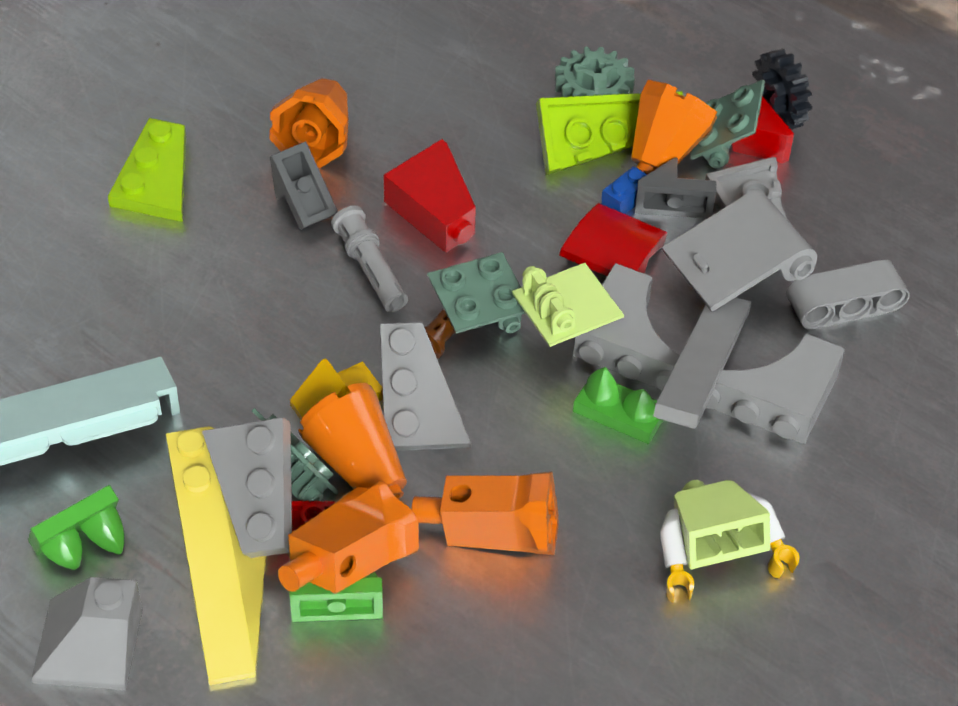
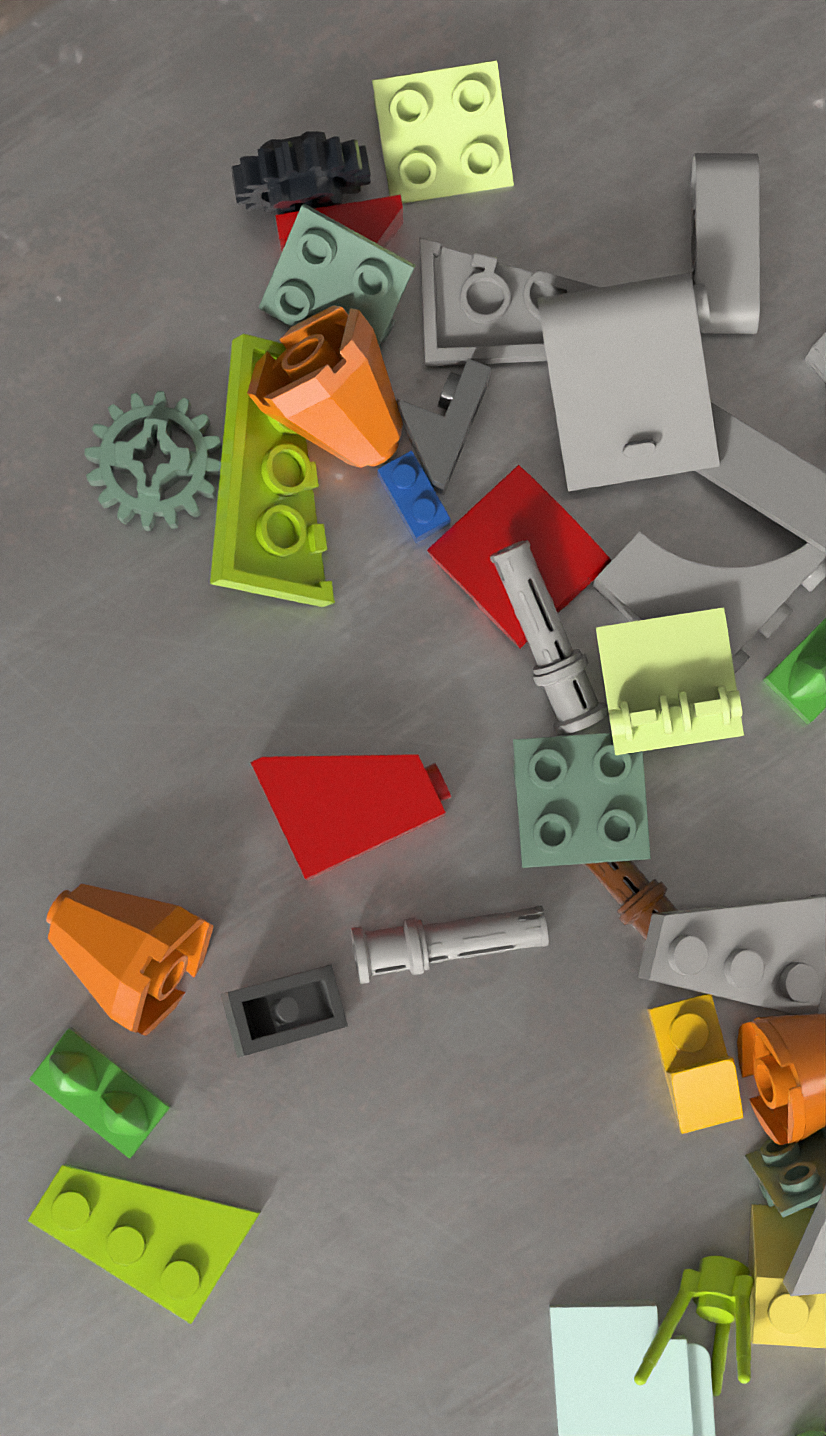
camera: 70 degrees left, 35 degrees up
(192, 419) = (721, 1294): none -> lime plant
(231, 134) = (100, 1092): none -> bright green tile
(580, 244) = (558, 665): none -> light grey pin
(843, 158) = (443, 131): none -> yellowish green hinge

